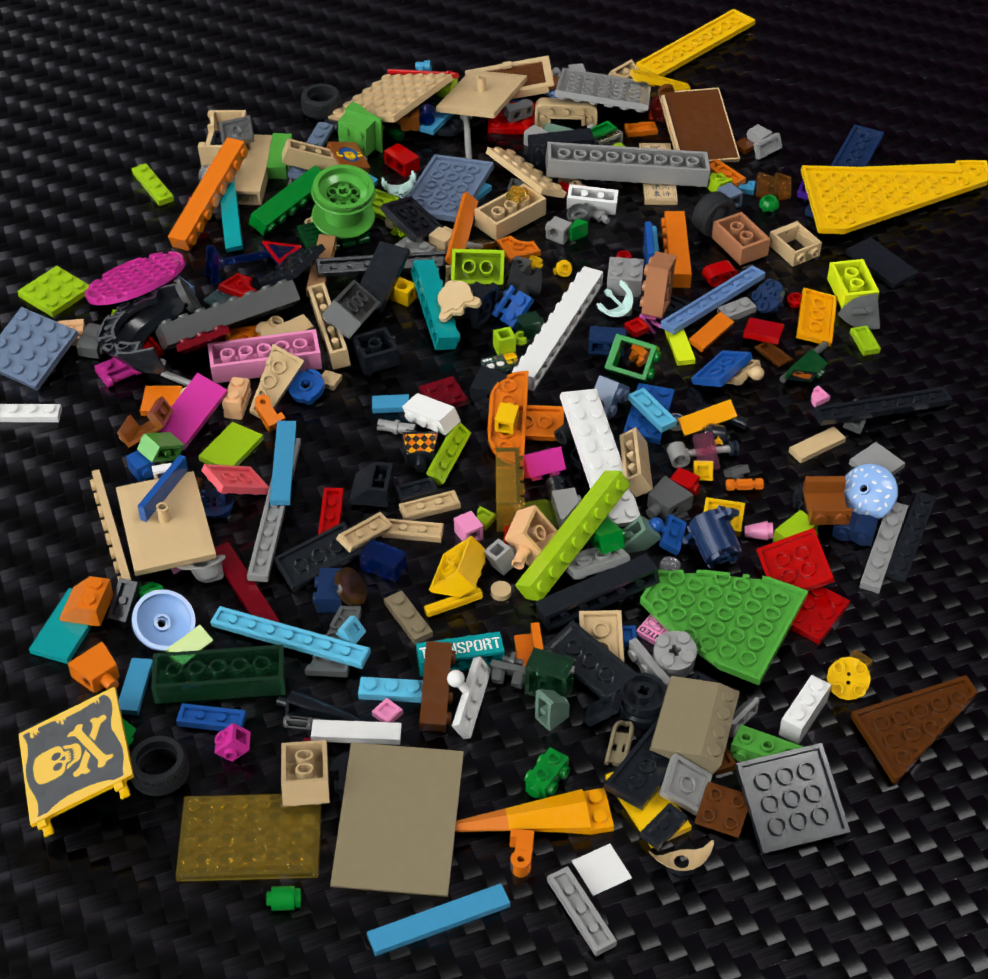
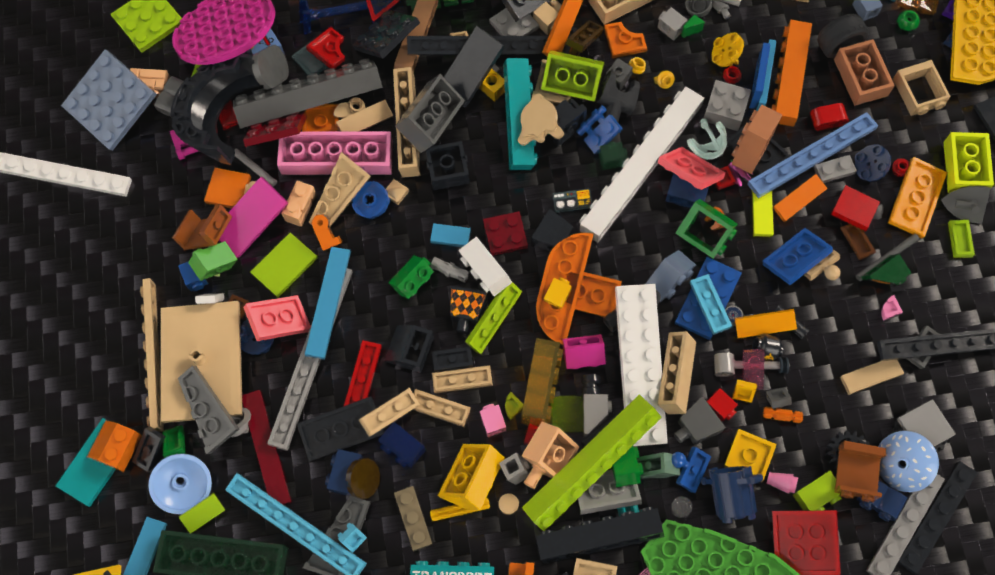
camera: 15 degrees right, 25 degrees up
(95, 669) = (112, 525): orange torso -> none
(162, 488) = (202, 324): blue tile -> none
(183, 552) = (211, 416): none -> dark grey wing
(360, 434) = (411, 276): none -> green brick
(505, 340) = (582, 177): lime brick -> none
(605, 319) = (691, 168): none -> coral plate
(614, 239) = (727, 50): none -> yellow plate

